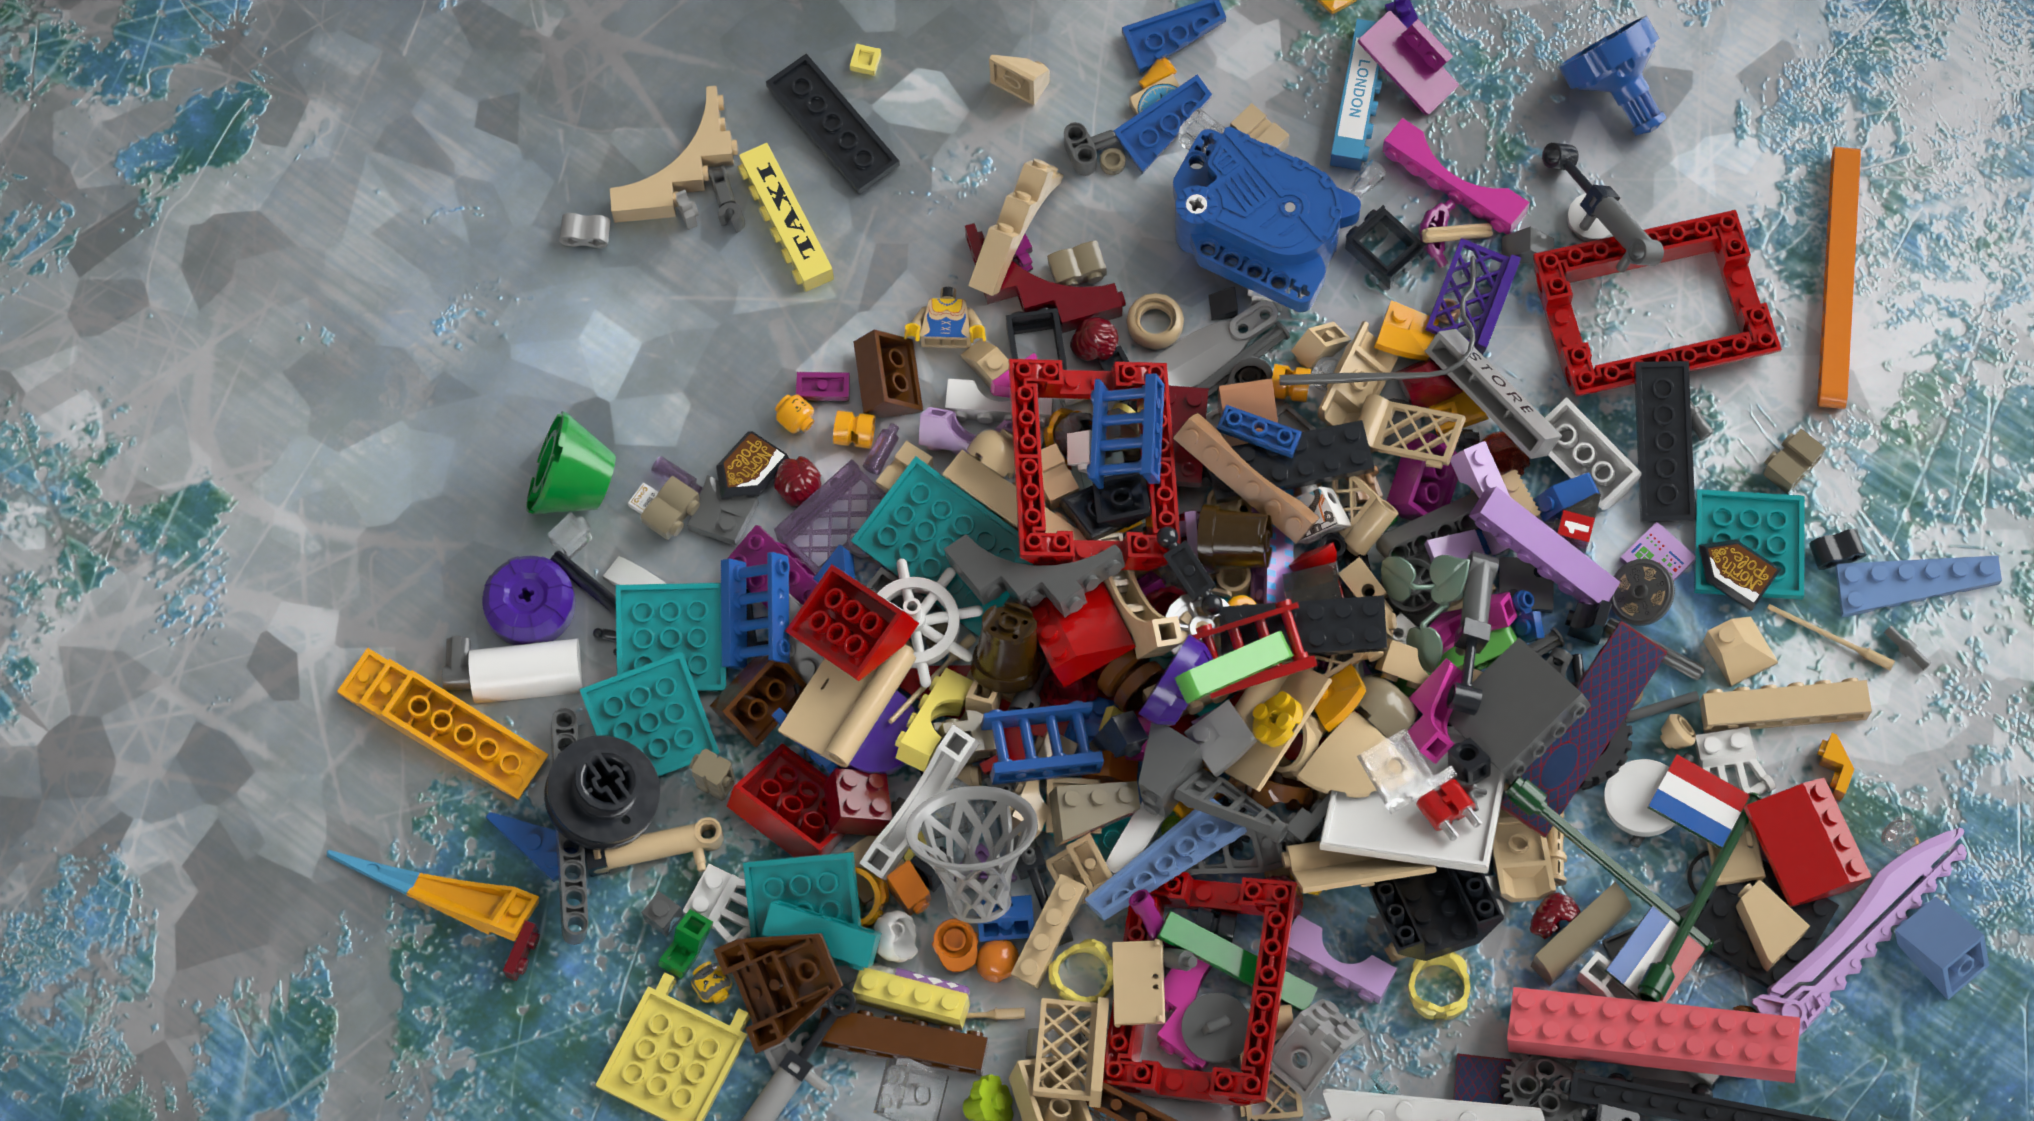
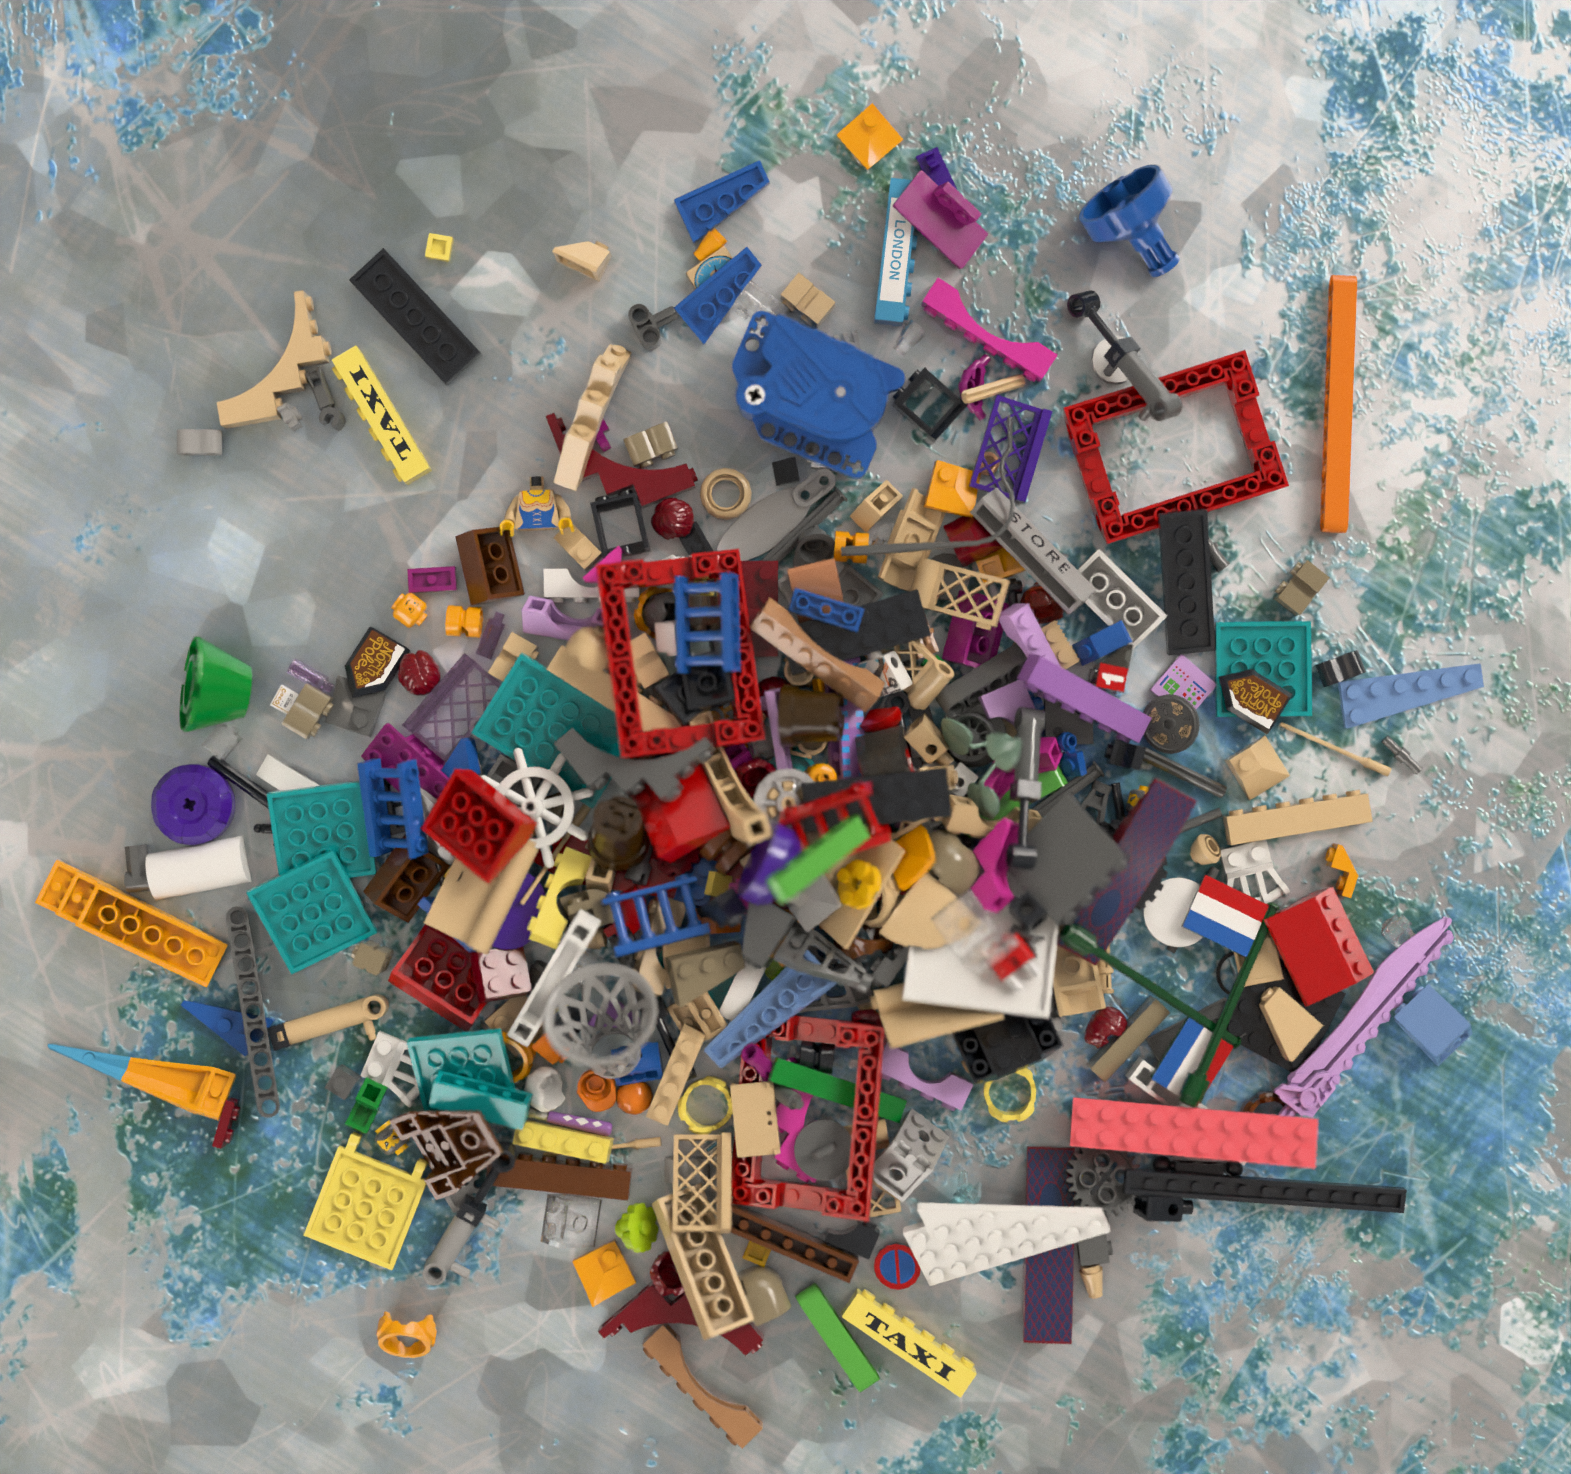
camera: 10 degrees left, 20 degrees up
(597, 787) = (263, 958): black wheel -> none
(1112, 161) = (675, 335): dark tan tile -> none
(1189, 571) = (772, 754): black plate -> none
(1526, 243) = (1056, 394): dark grey slope -> none

